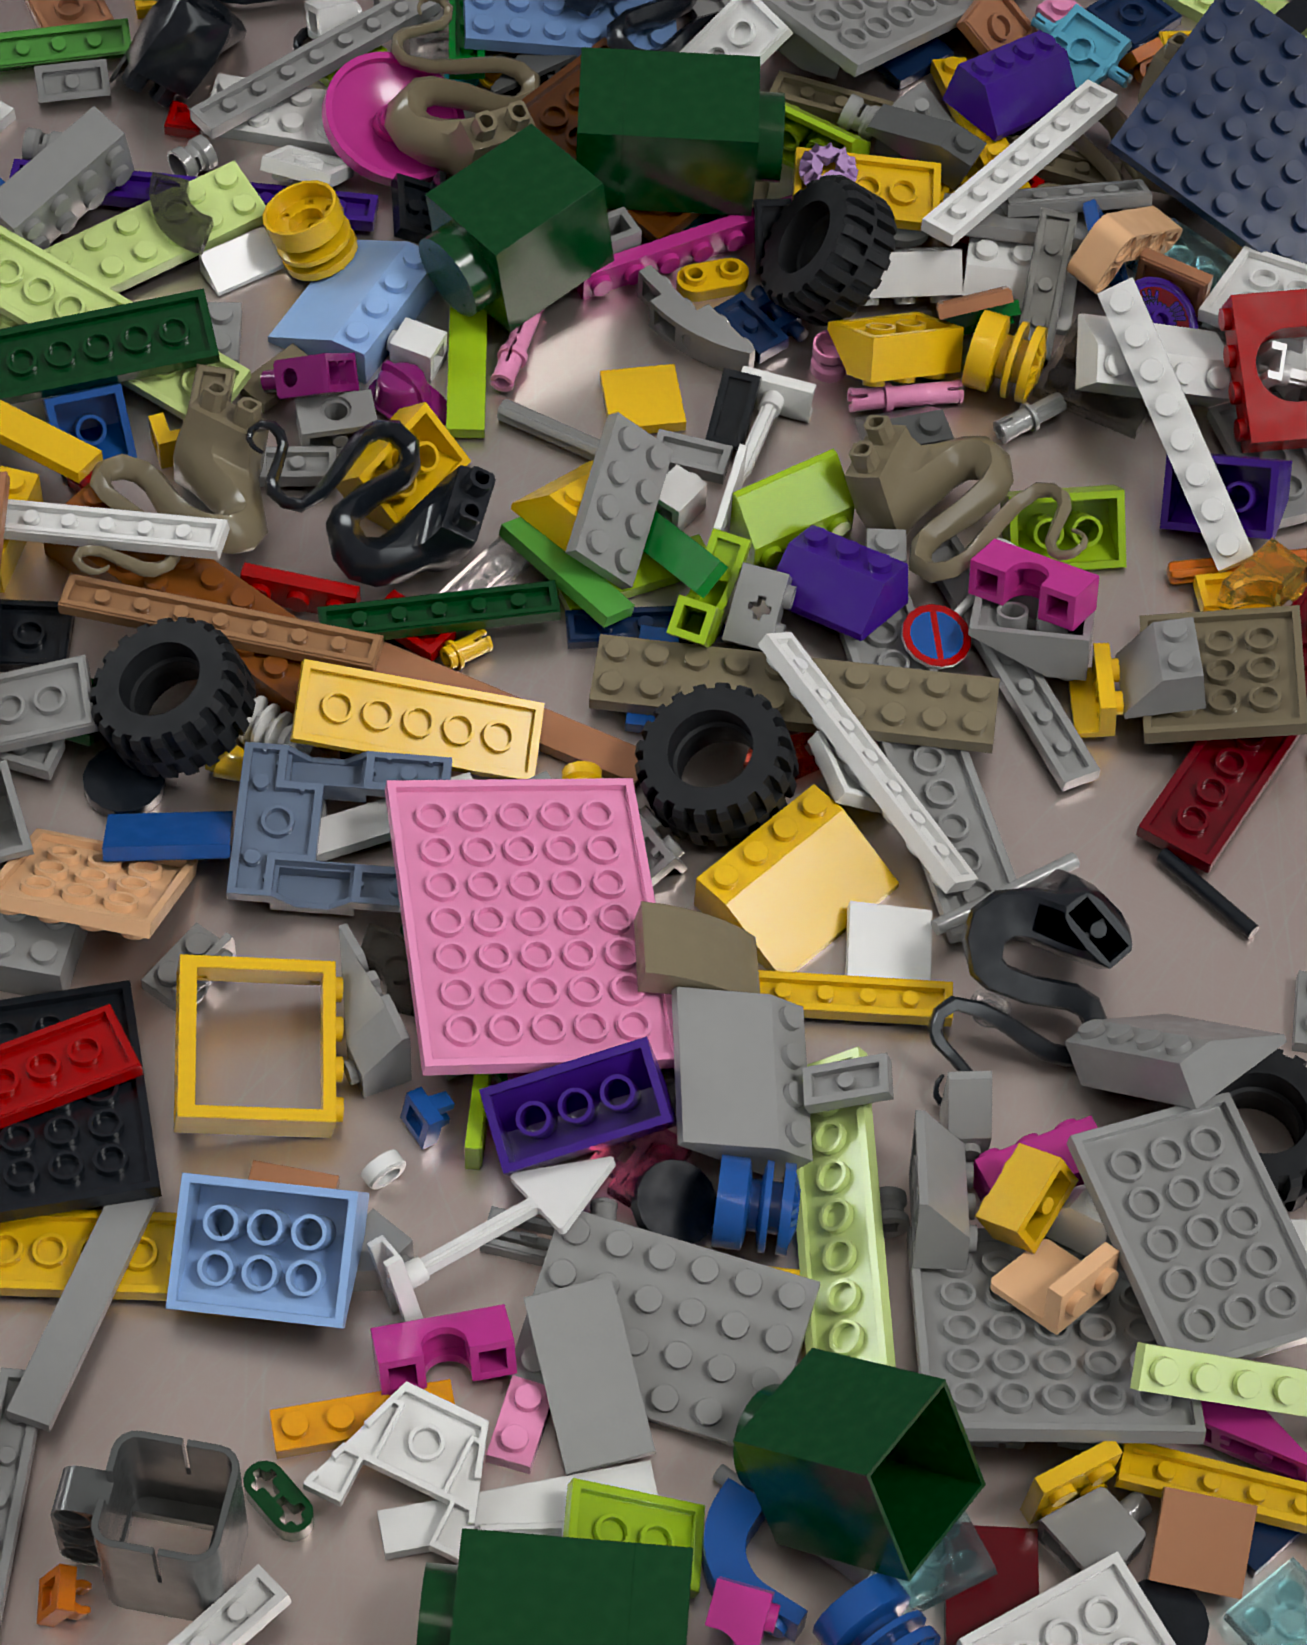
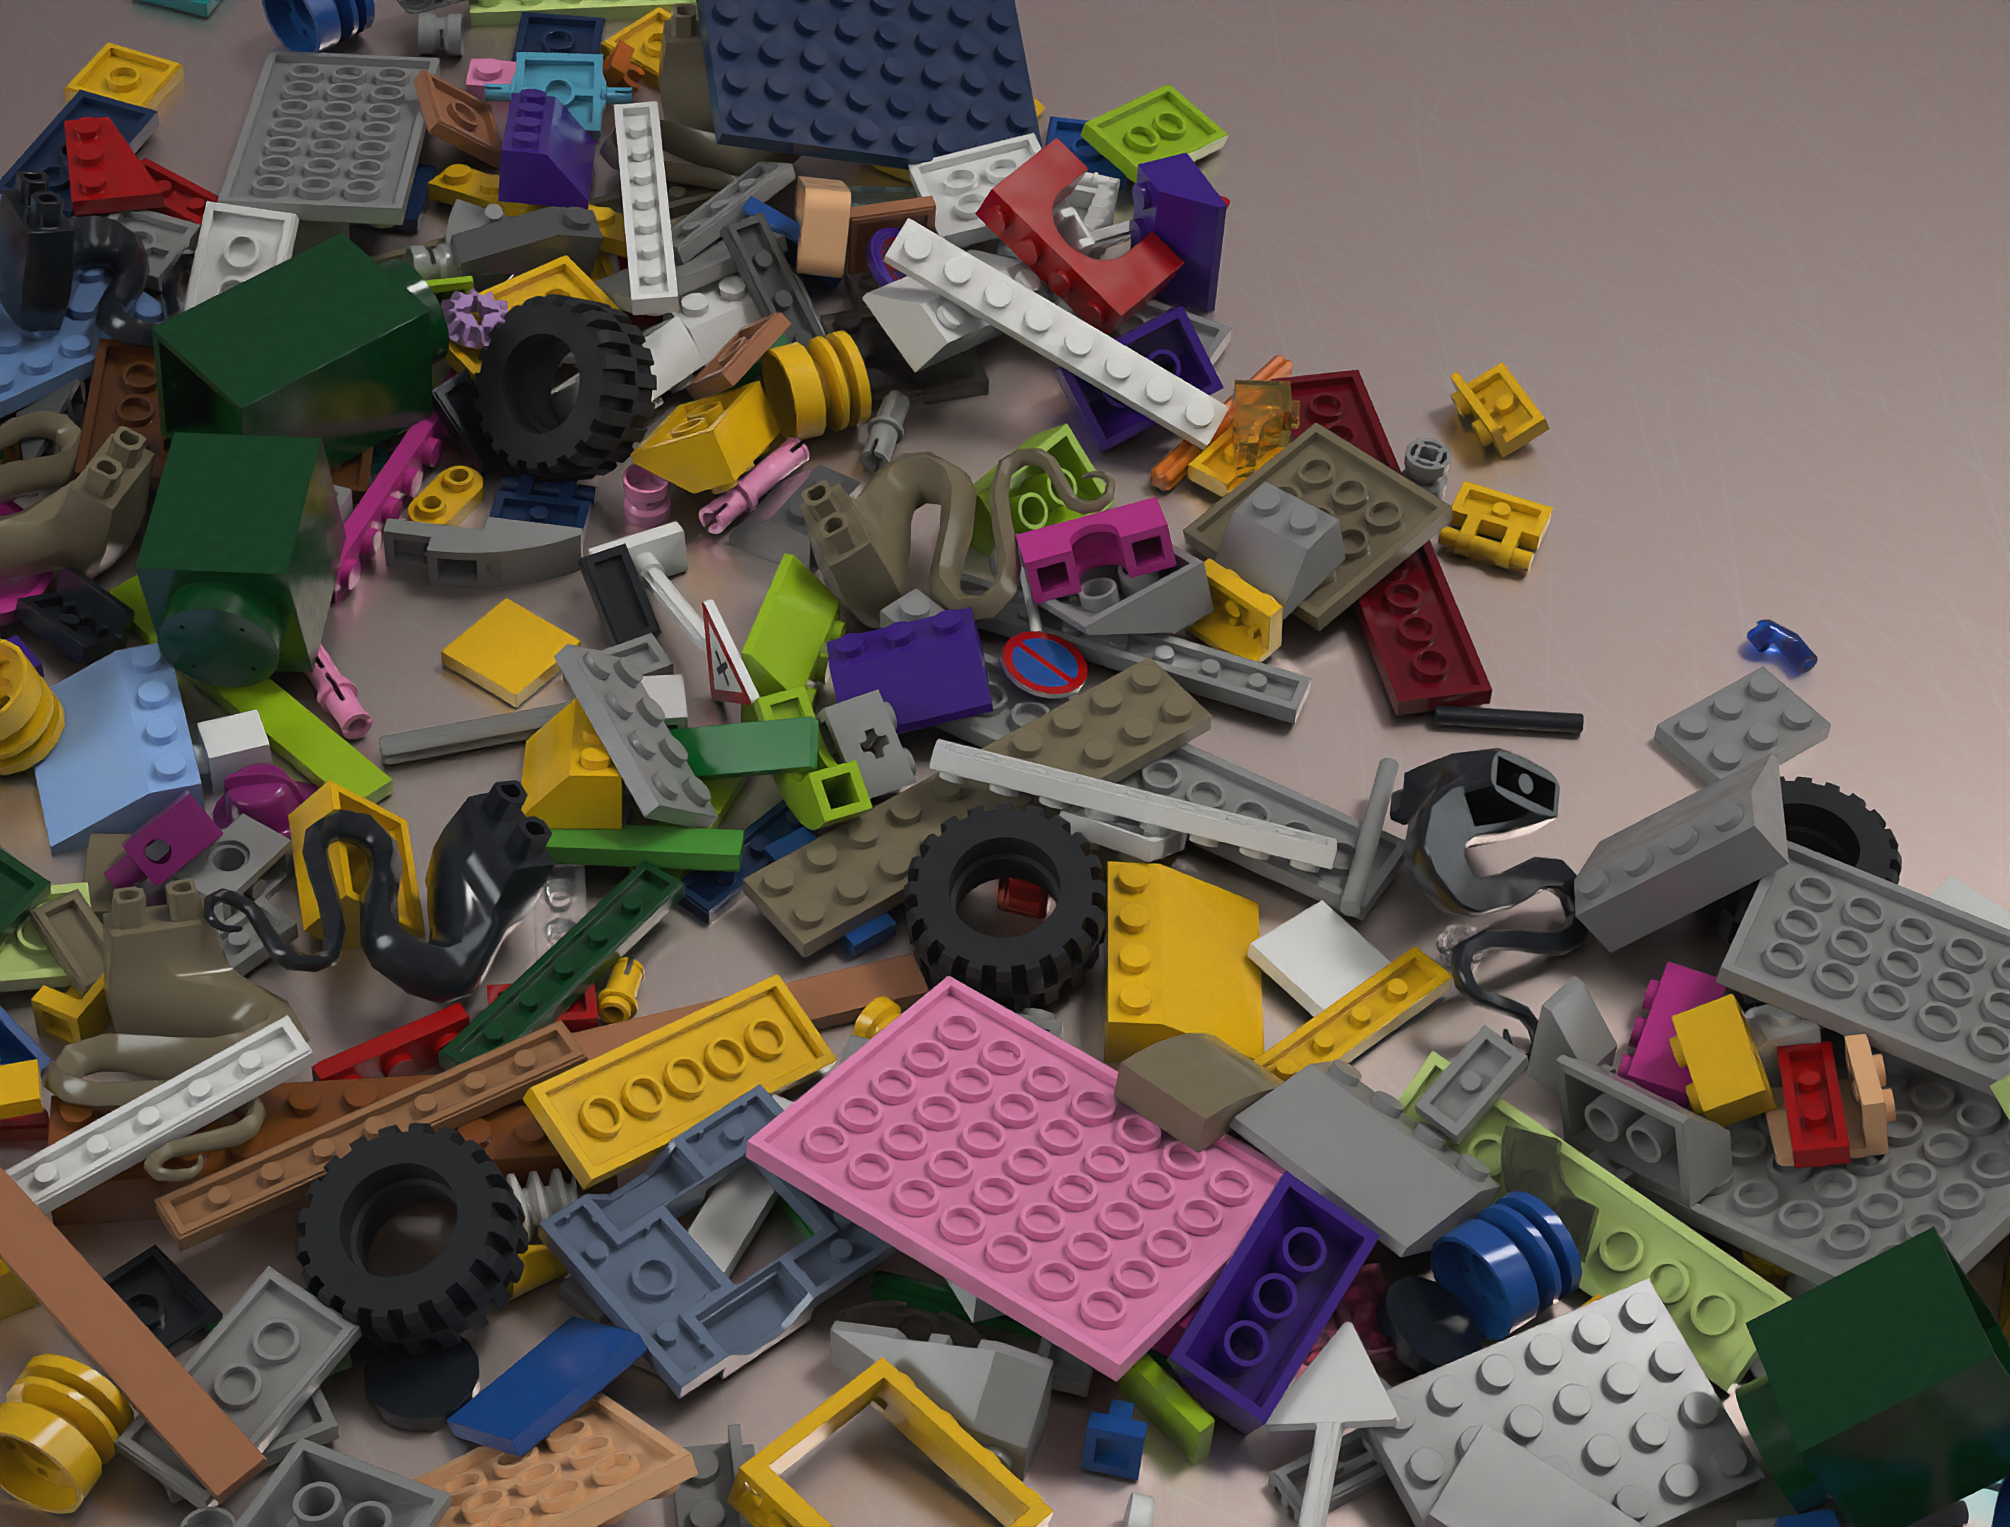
camera: 45 degrees left, 10 degrees down
(826, 1184) = (1533, 1165): none -> clear smoke tile
(1030, 1274) = (1813, 1105): none -> red plate

